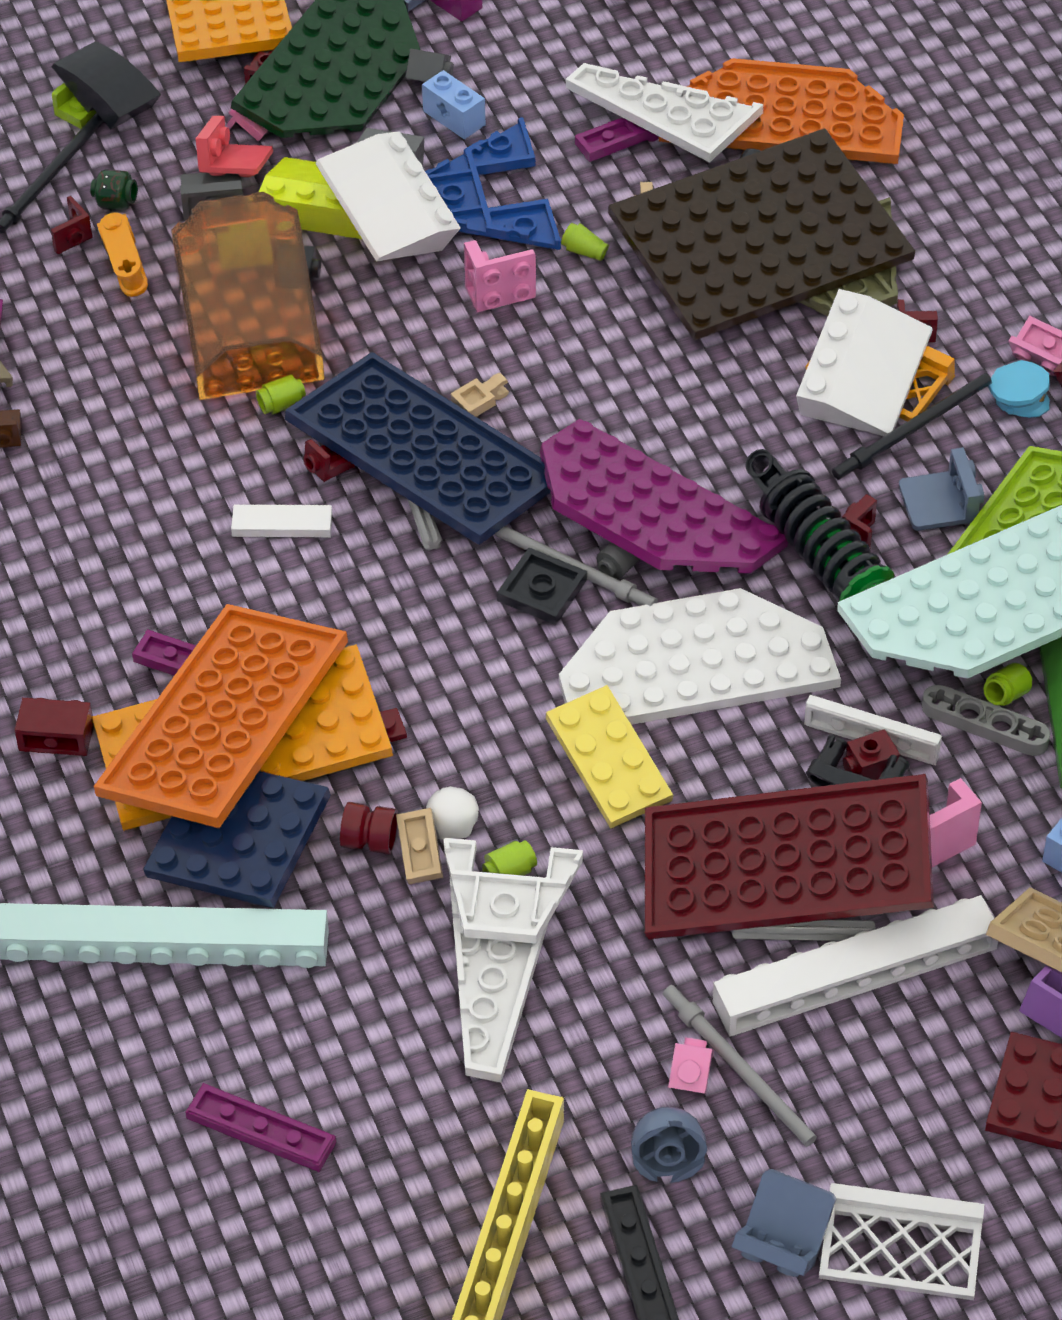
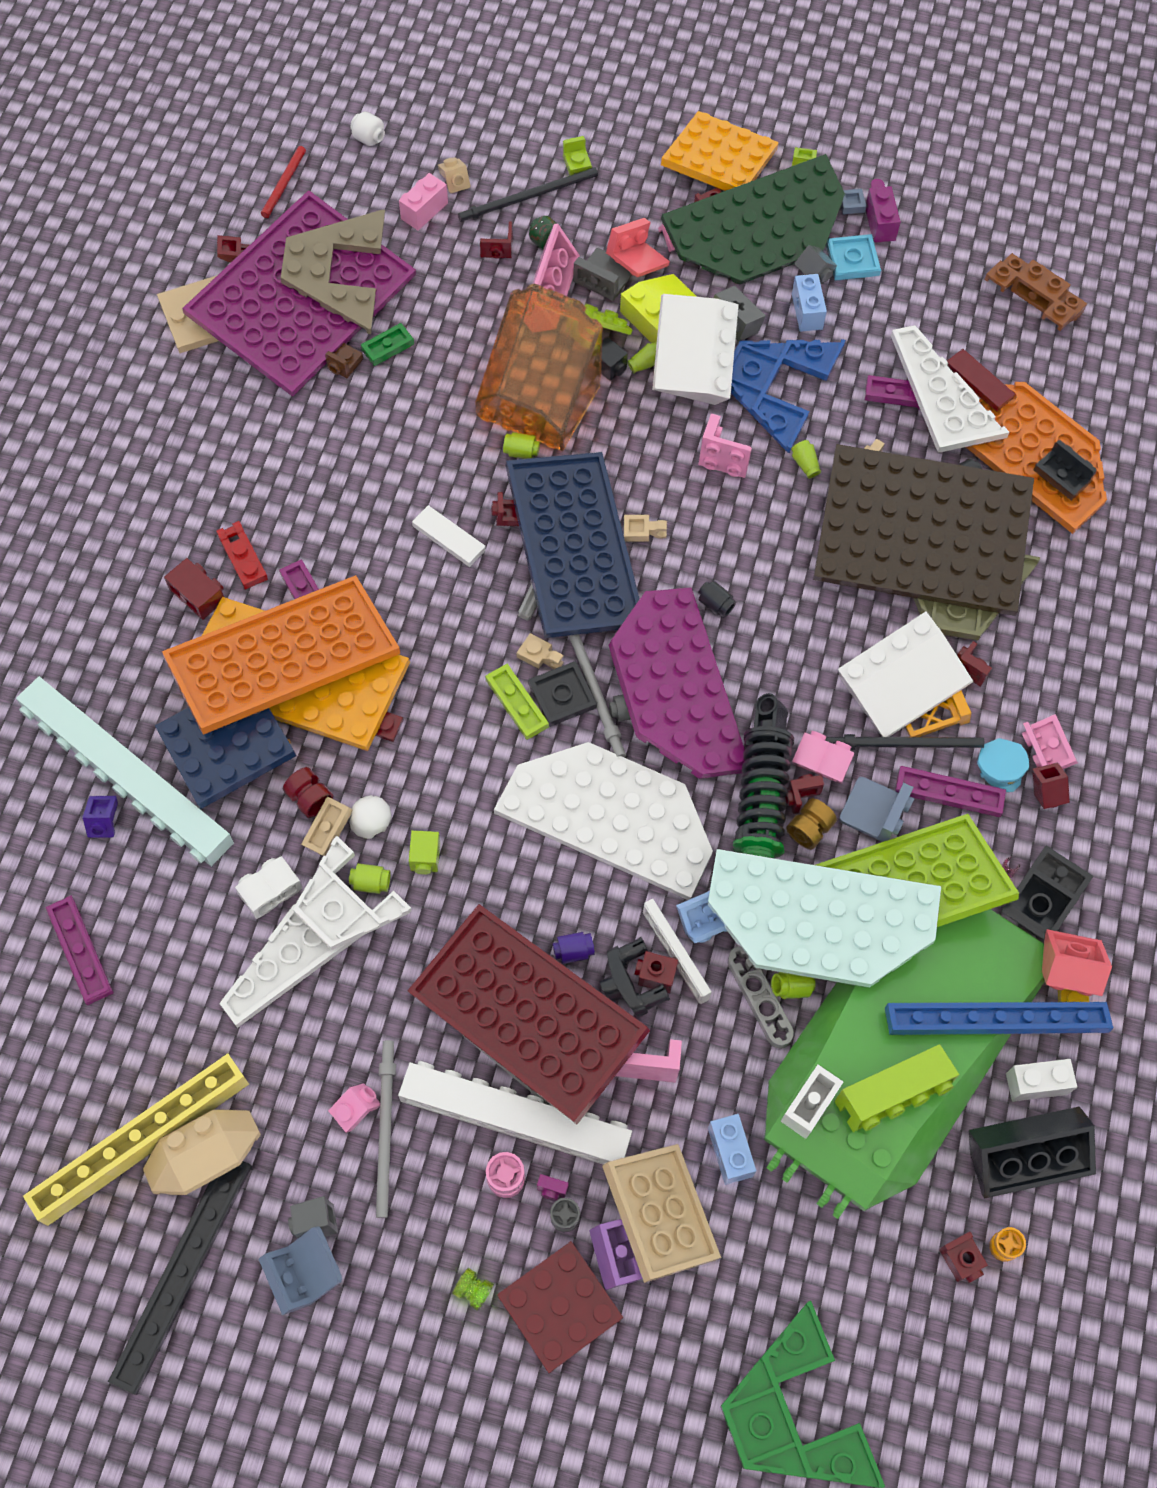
camera: 35 degrees right, 15 degrees up
(39, 386) = (387, 344): none -> green plate
(72, 669) = (242, 555): none -> red plate
(106, 83) = (602, 153): black slope -> none
(123, 254) = (514, 275): light orange piece -> none
(157, 212) = (556, 262): none -> bright pink slope
(164, 992) = (99, 816): none -> dark purple bracket
(333, 244) = (643, 359): none -> lime cone
(410, 937) = (268, 887): none -> white brick
(459, 40) = (854, 257): none -> medium azure tile
(479, 567) = (537, 651): none -> tan plate
(502, 620) = (517, 701): none -> lime plate
(541, 804) = (424, 852): none -> lime brick
(577, 1206) = (200, 1151): none -> tan wedge
(608, 756) = (494, 848): light yellow plate -> none
(615, 412) = (716, 598): none -> black brick
(668, 1144) = (288, 1151): sand blue cylinder -> none
(711, 79) = (980, 380): none -> dark red tile
(744, 1176) = (311, 1214): none -> dark grey brick
(774, 780) = (573, 947): none -> dark purple brick
(846, 106) = (1065, 470): none -> black bracket
(853, 479) = (823, 757): none -> bright pink brick
(872, 682) = (699, 920): none -> light blue bracket
(895, 541) = (813, 821): none -> pearl gold wheel
(898, 1016) = (505, 1174): none -> bright pink wheel
(910, 1210) = (394, 1324): white fence -> none
(950, 998) = (552, 1188): none -> magenta plate
(960, 1132) = (473, 1289): none -> clear neon green wheel
(985, 1013) = (564, 1210): none -> dark grey wheel
(998, 438) = (952, 791): none -> magenta plate

